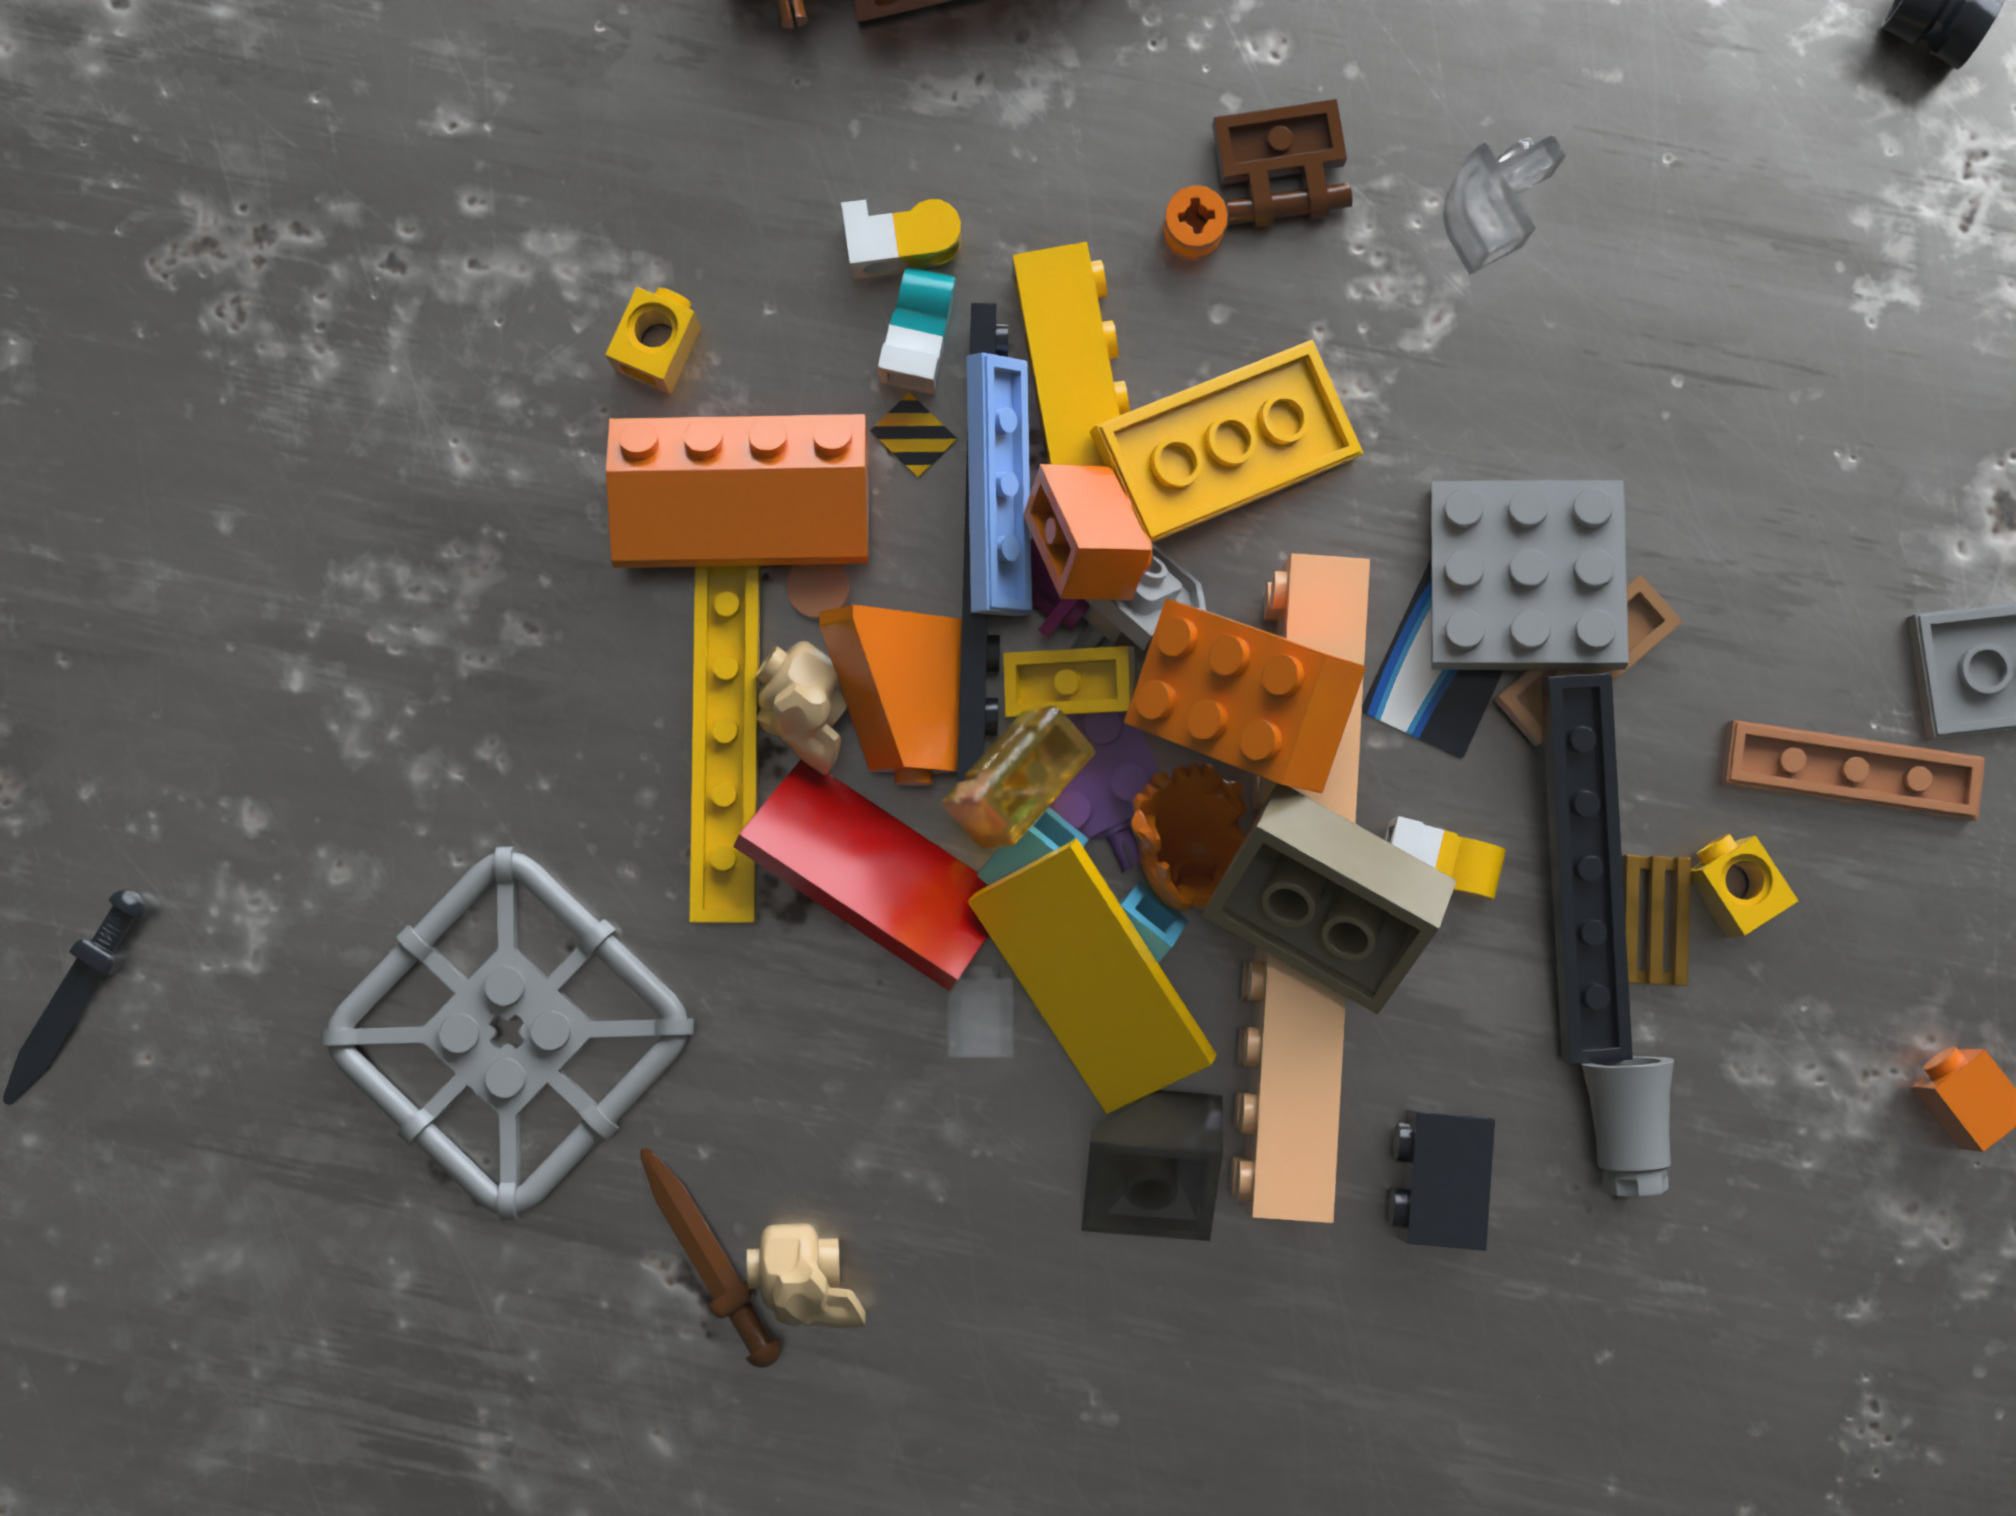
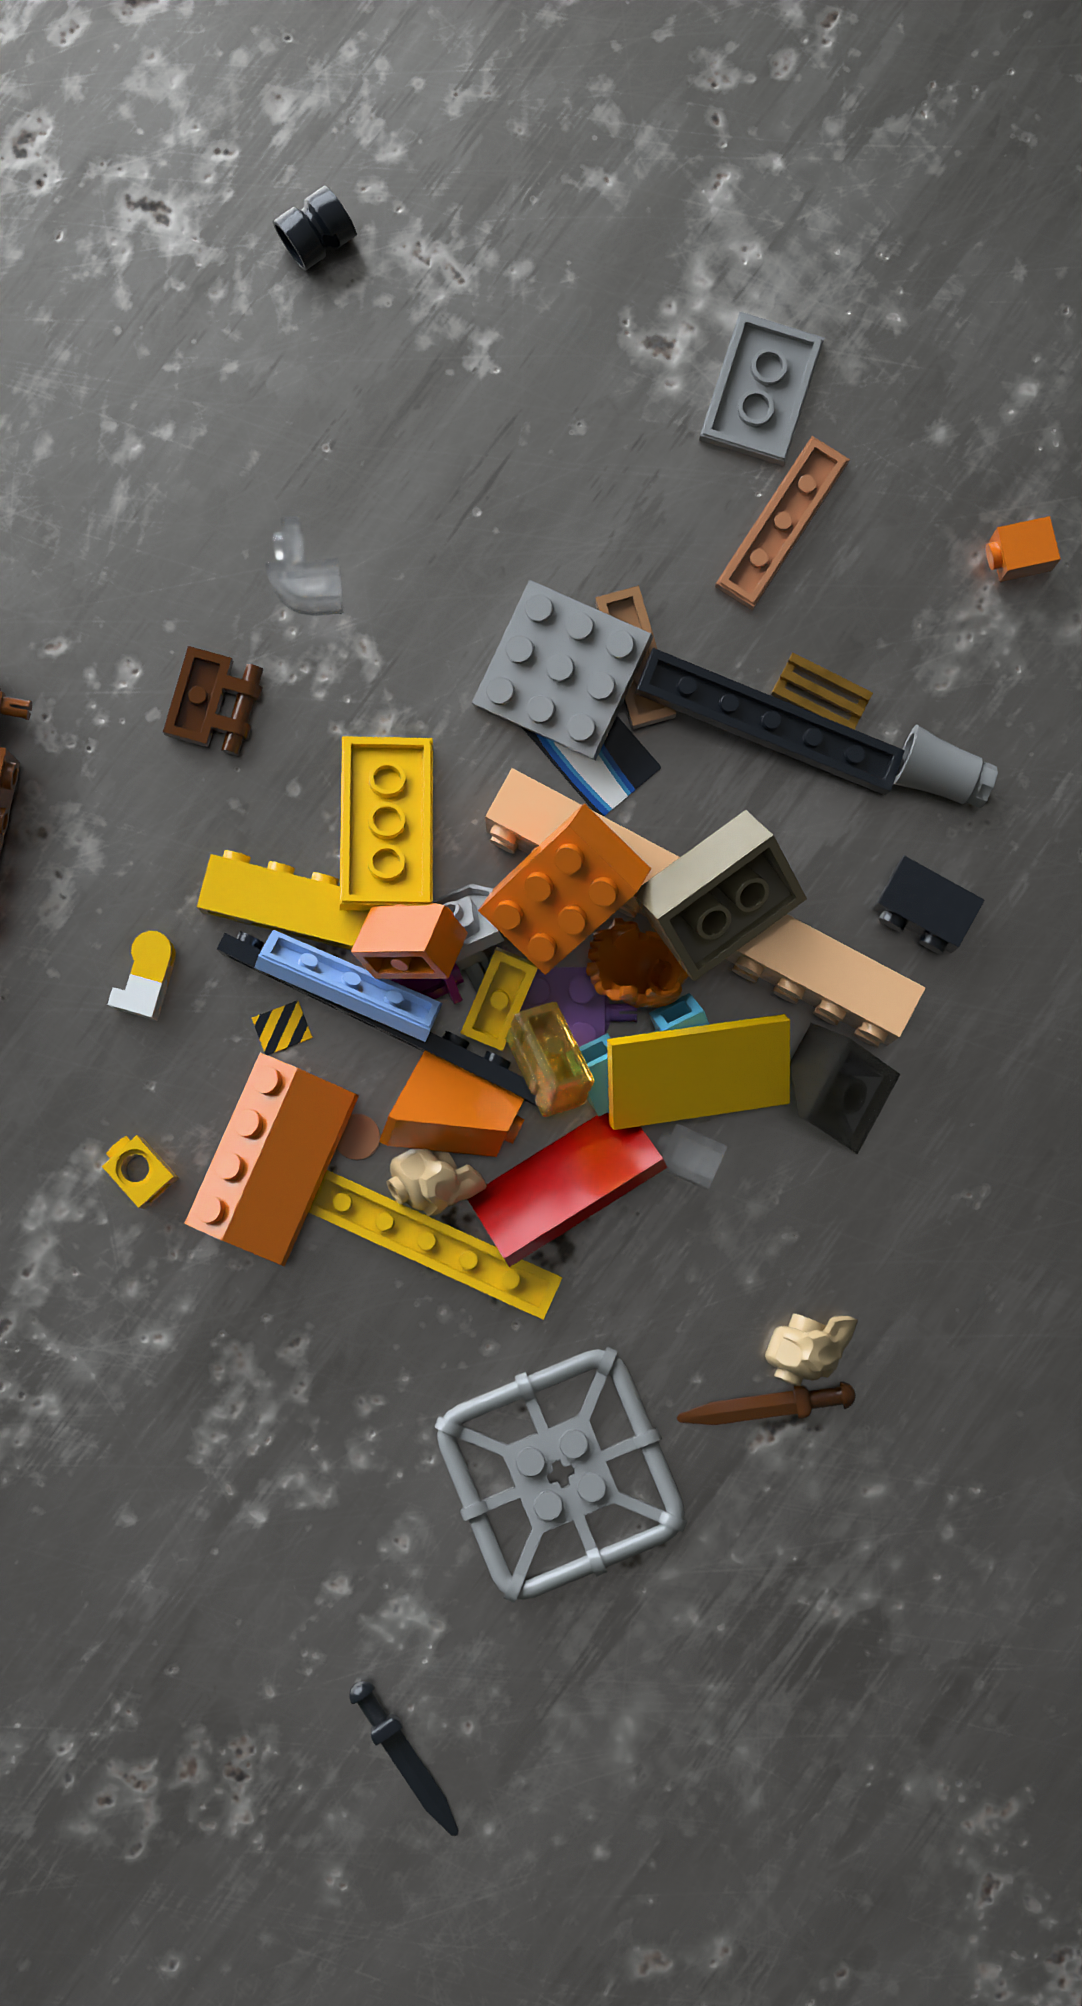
camera: 65 degrees left, 0 degrees up
(918, 331) = (215, 992): leg -> none
(1192, 237) = (235, 781): orange wheel -> none
(1467, 860) = (728, 801): yellow leg -> none
(1767, 889) = (837, 615): yellow brick -> none

